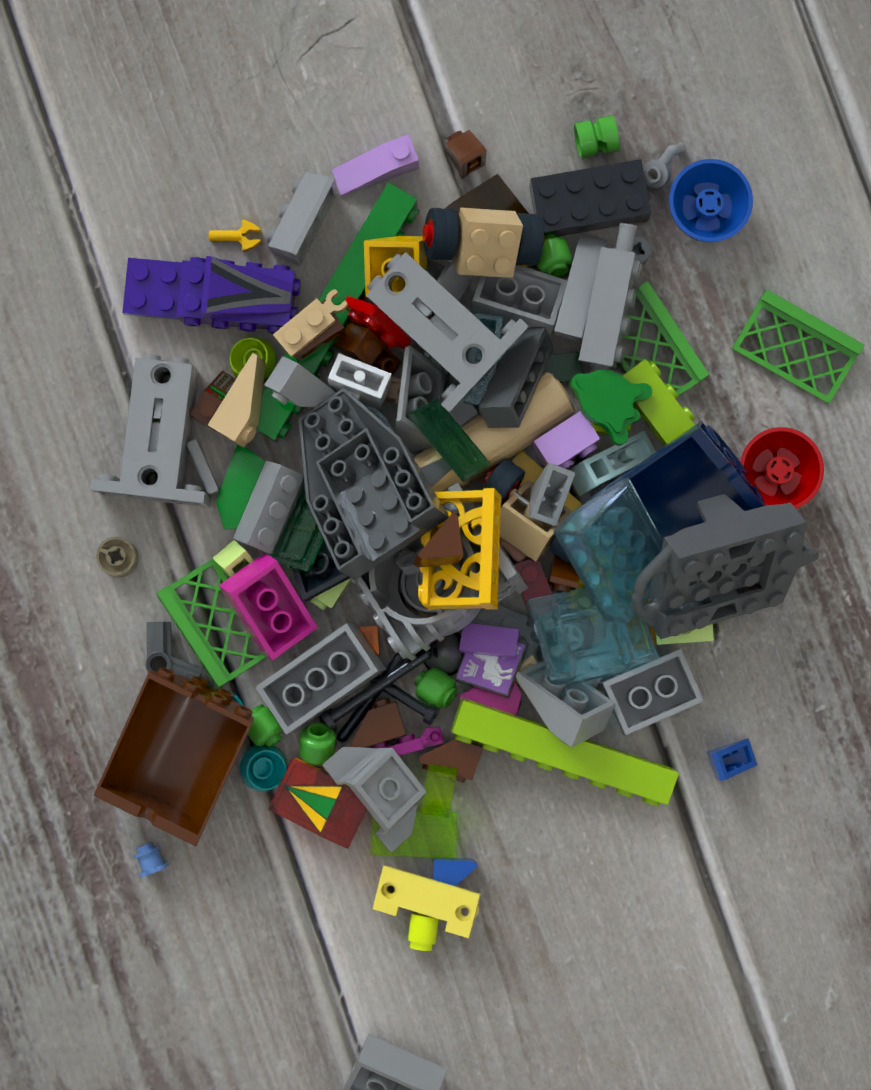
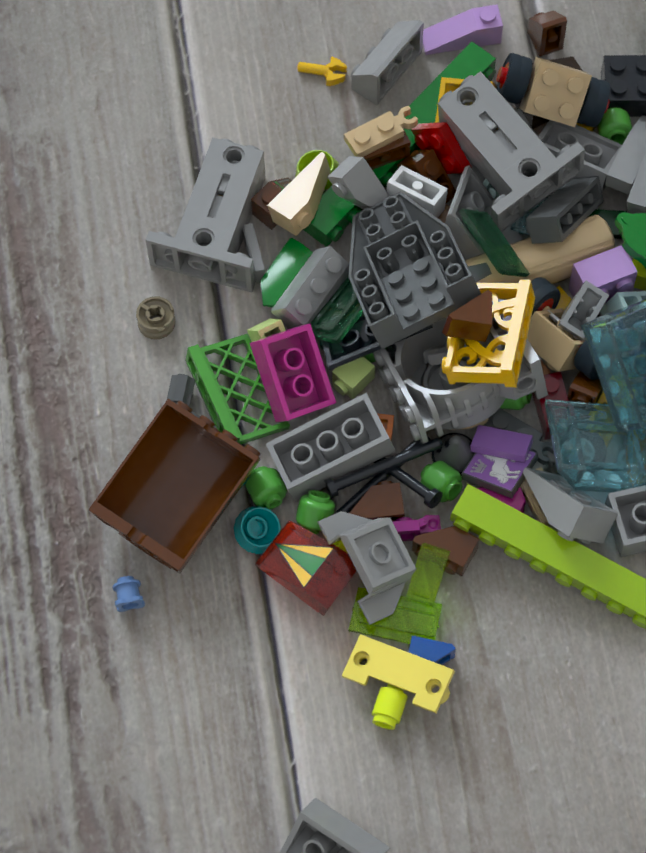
camera: 10 degrees right, 20 degrees down
(212, 293) = (291, 108): dark purple wedge -> none

